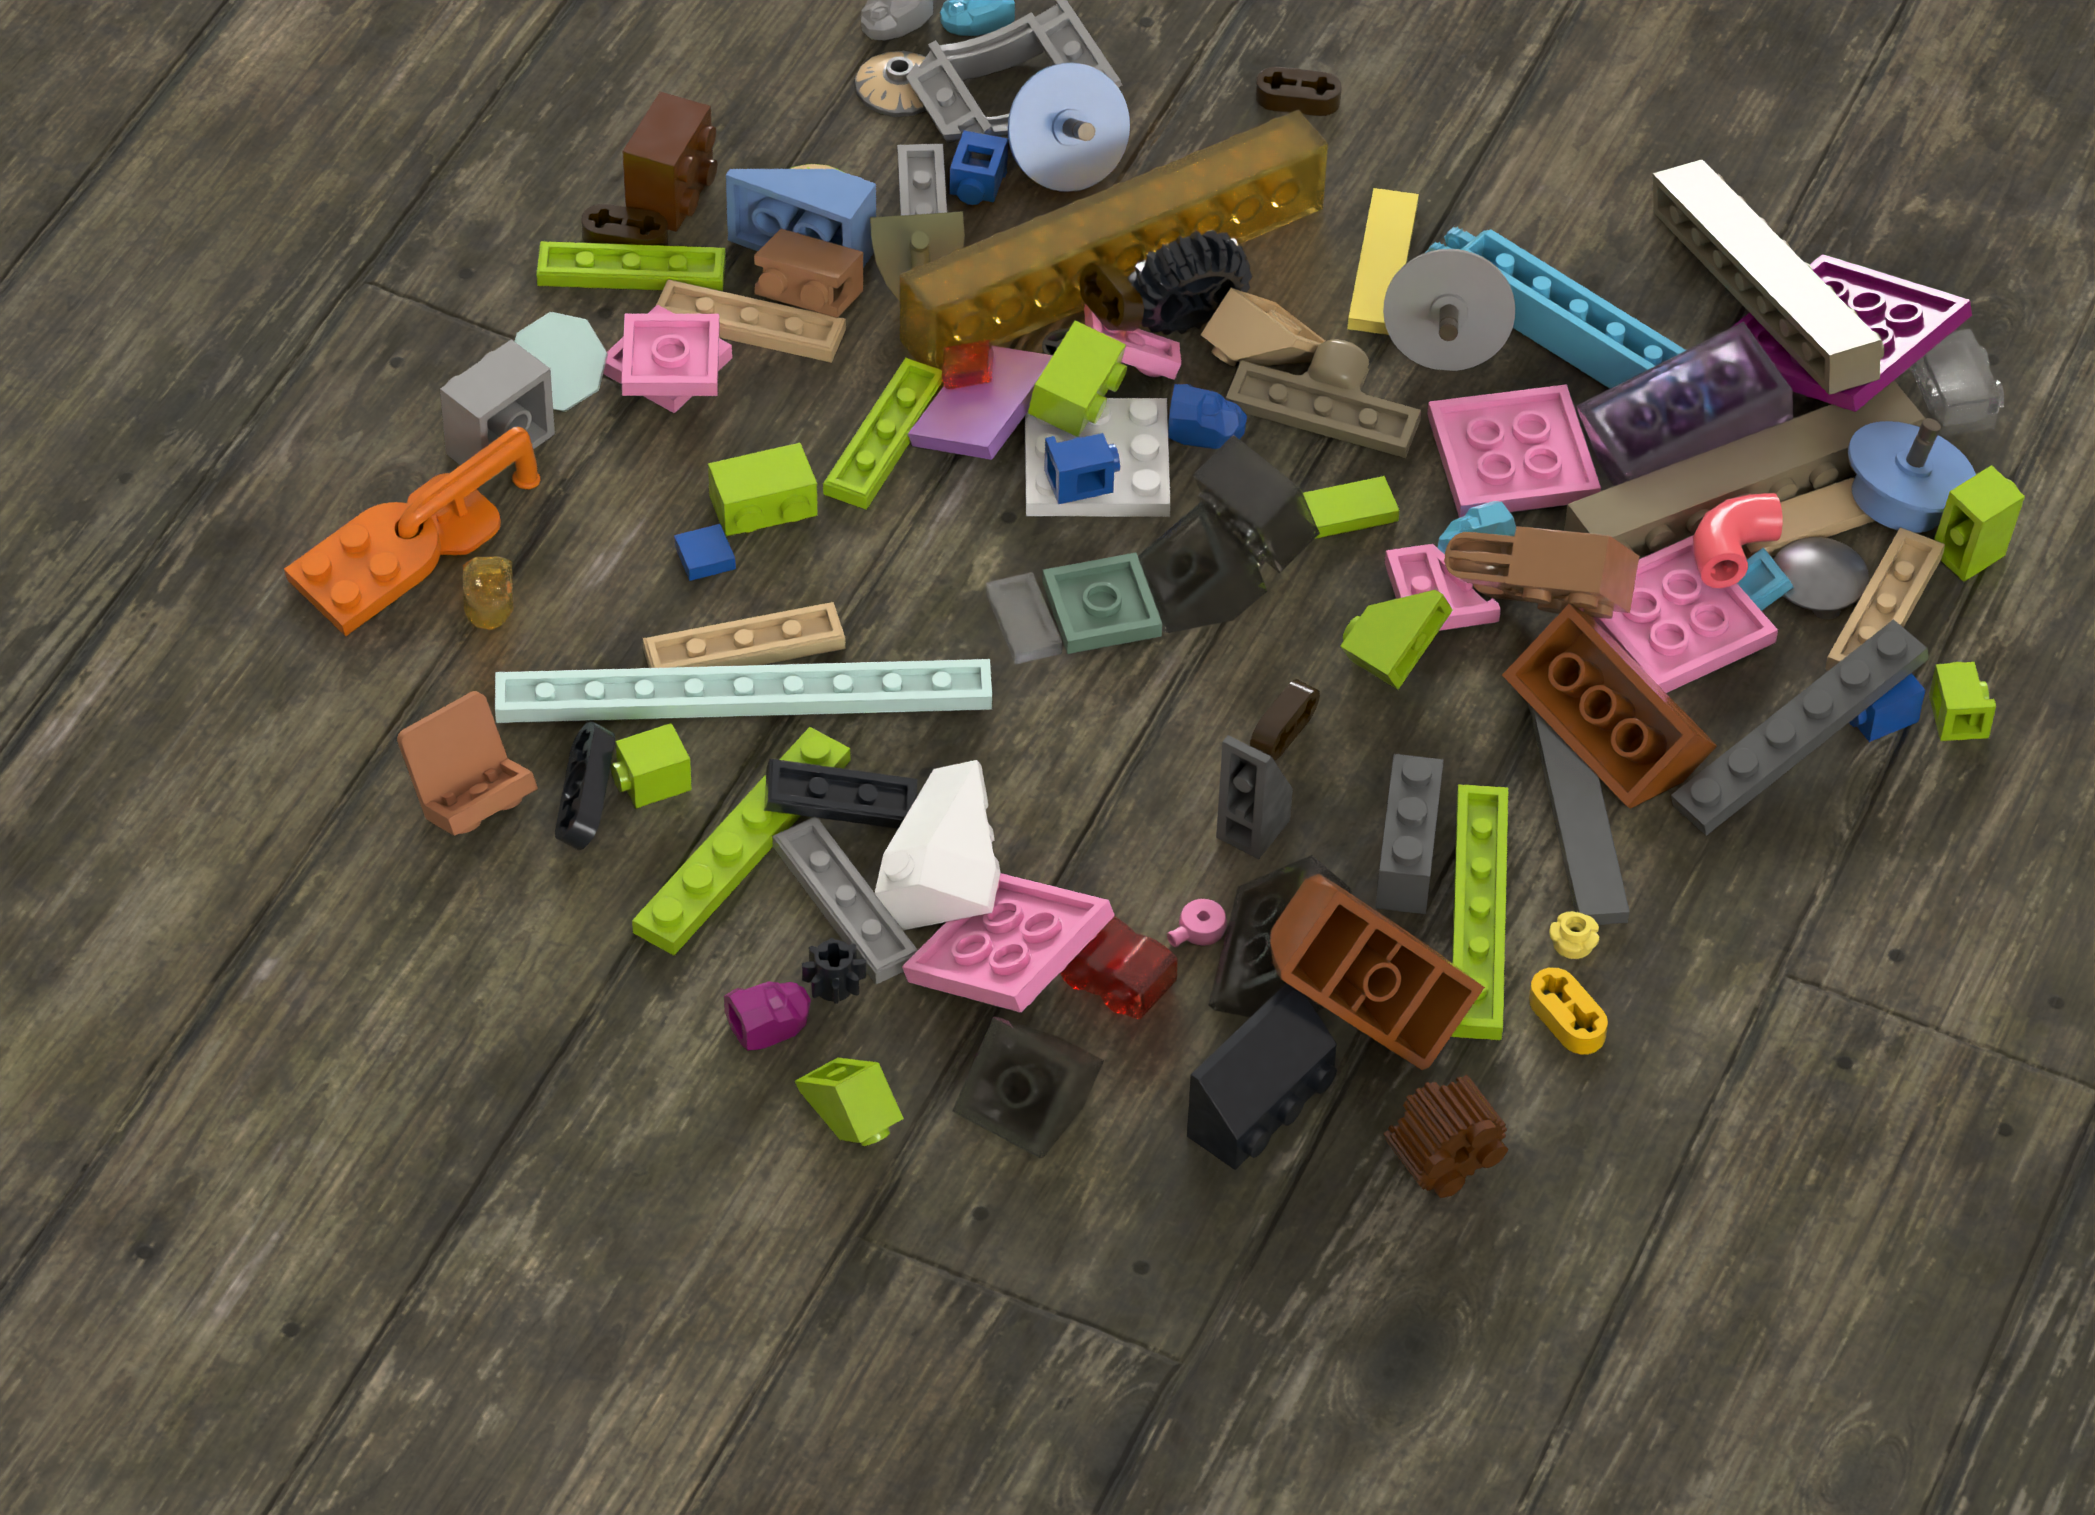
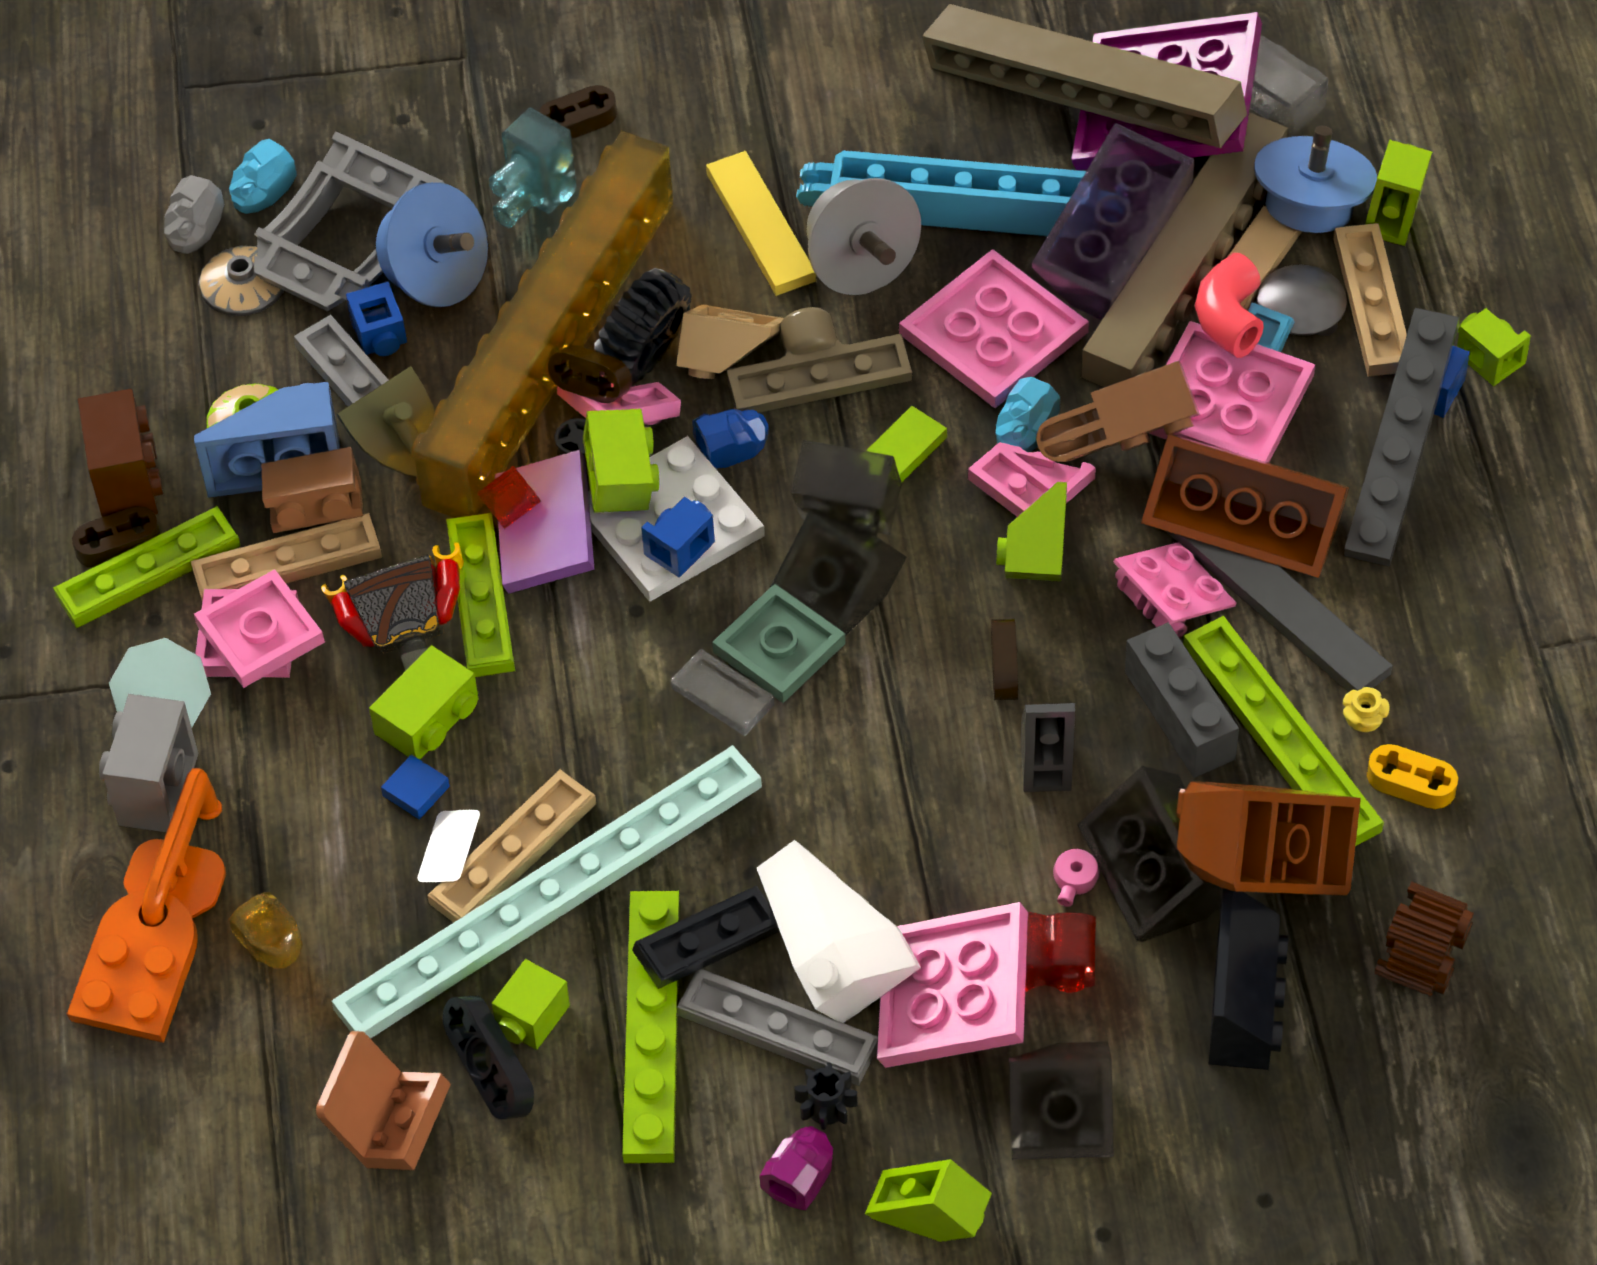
camera: 30 degrees left, 5 degrees up
(692, 611) = (448, 846): none -> white sticker
(808, 397) = (400, 603): none -> torso
(1216, 104) = (536, 169): none -> clear light blue brick
(1487, 742) = (1170, 586): none -> bright pink hinge

